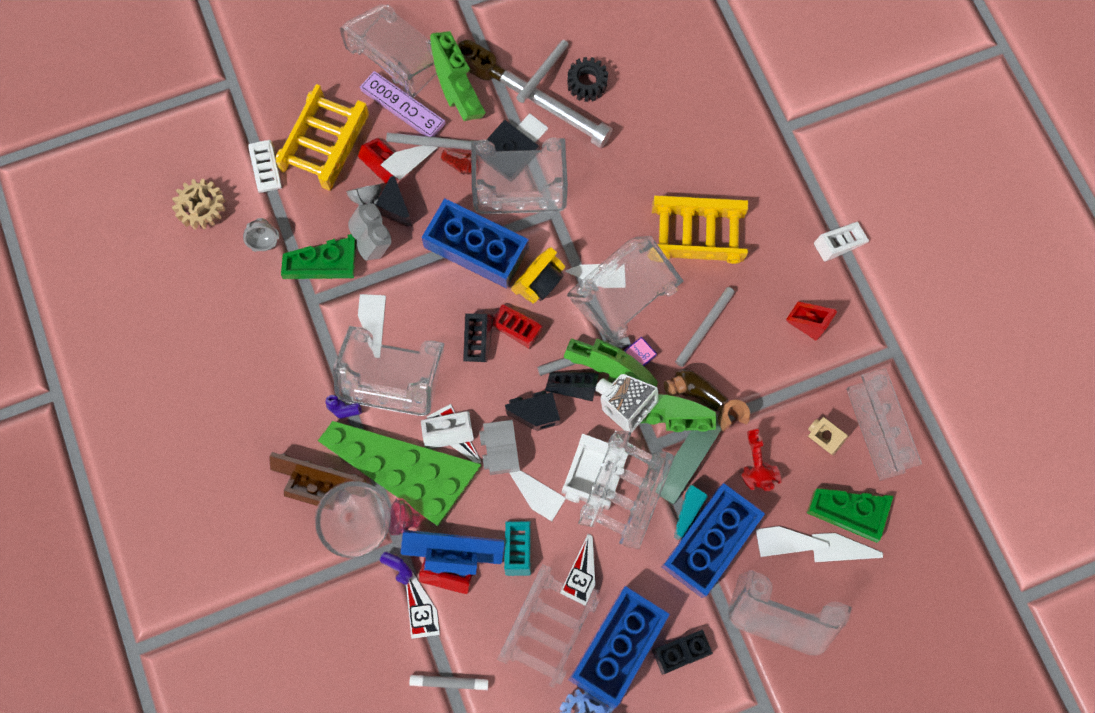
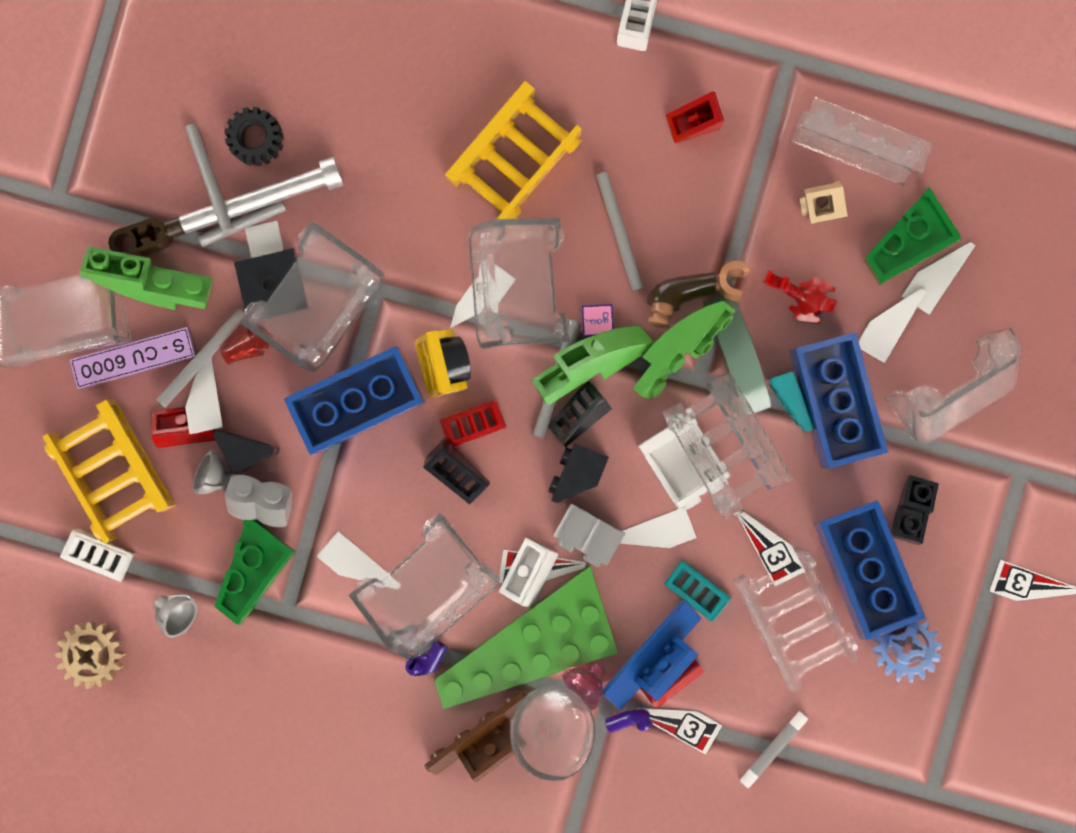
camera: 45 degrees left, 15 degrees up
(532, 109) = (243, 222): none -> light grey bar
(627, 400) = (643, 379): white torso -> none

